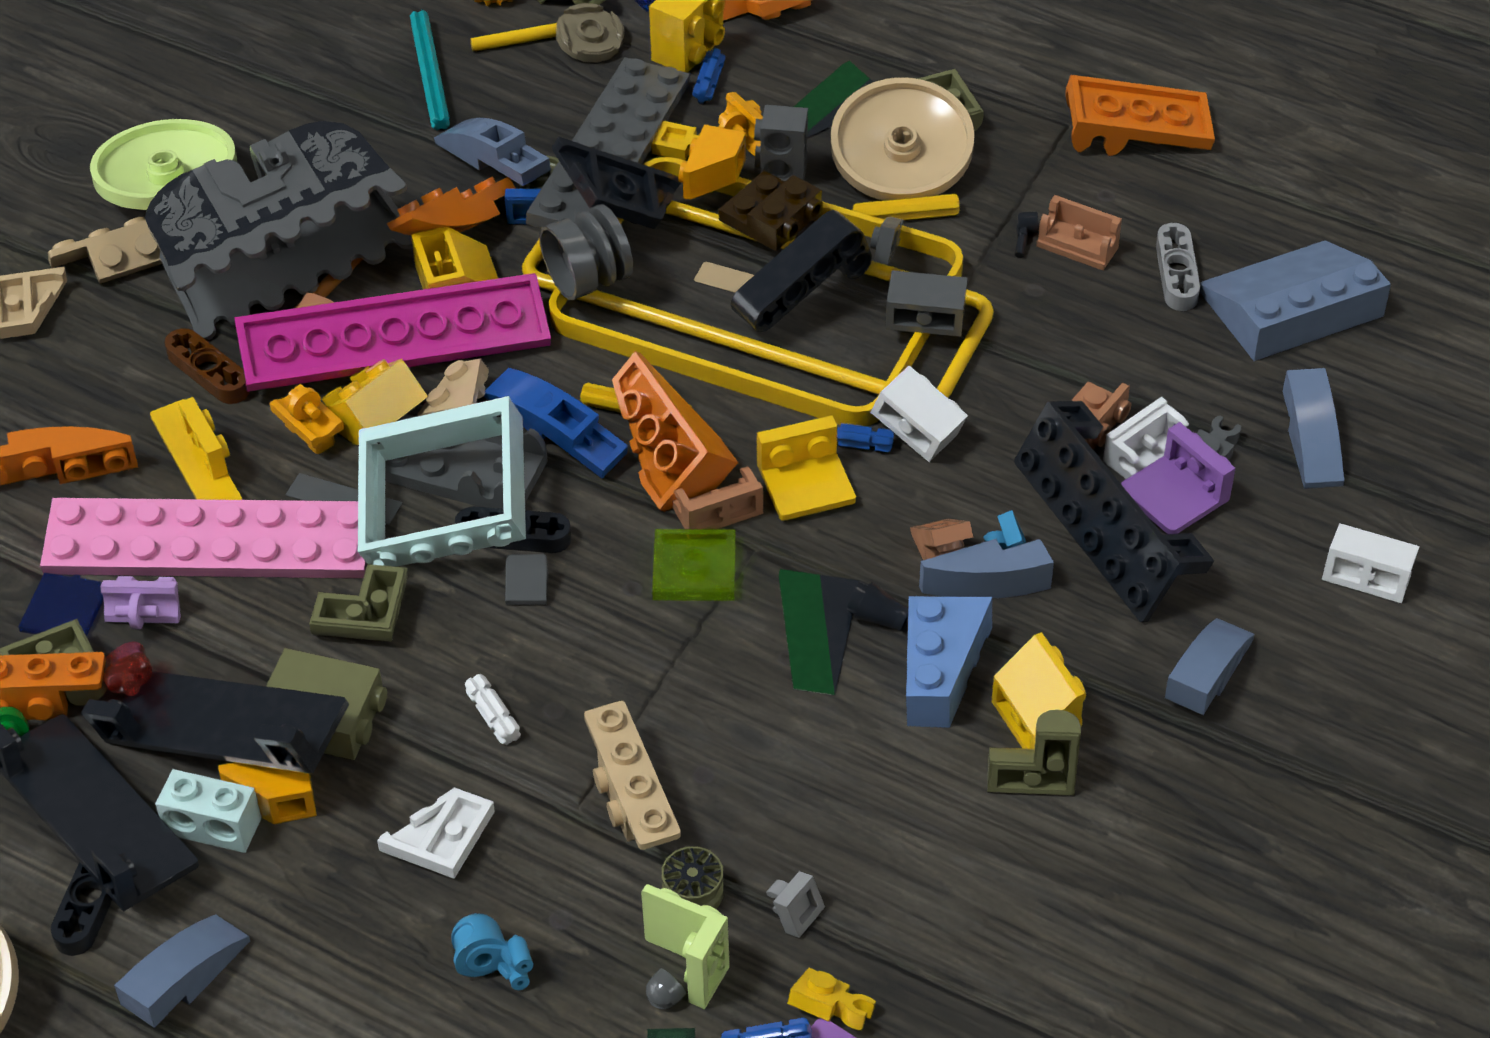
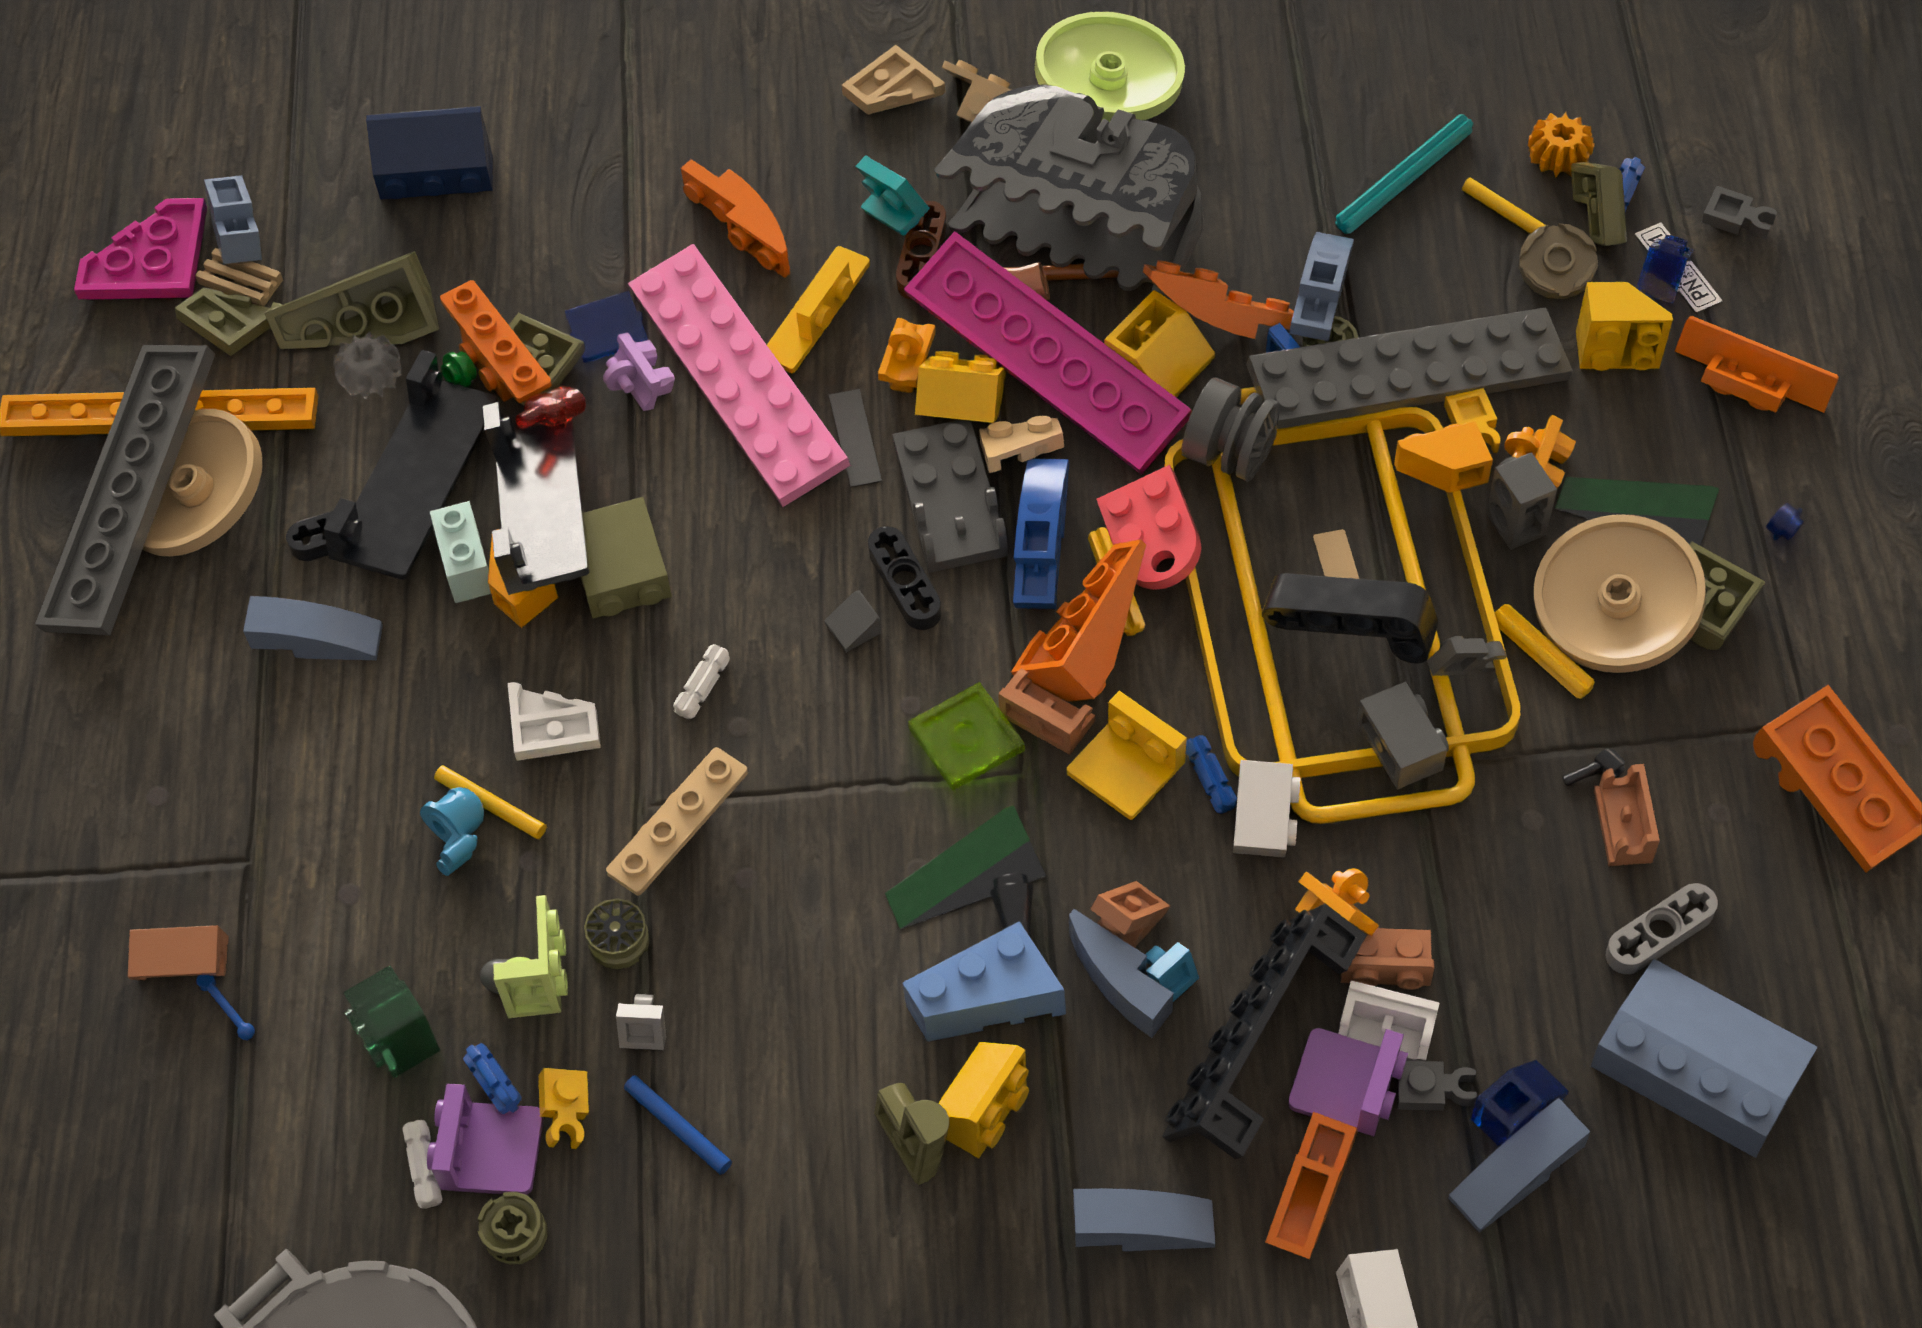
camera: 60 degrees right, 10 degrees up
(146, 347) = (891, 198): none -> teal bracket
(364, 616) = (734, 532): olive brick -> none
(428, 434) = (856, 451): light aqua window -> none
(497, 911) = (493, 803): none -> yellow bar
(601, 345) = (1159, 516): none -> coral plate
(622, 185) = (1334, 402): black wing -> none
(708, 76) = (1586, 387): blue axle -> none
(772, 209) = (1430, 541): dark brown plate -> none
(904, 929) = (678, 1125): none -> blue bar
(910, 40) = (1785, 522): none -> clear blue plate
(1017, 420) = (1348, 889): none -> light orange hips
(1247, 548) = (1311, 1185): none -> orange slope
(1267, 406) = (1516, 1100): none -> clear blue slope

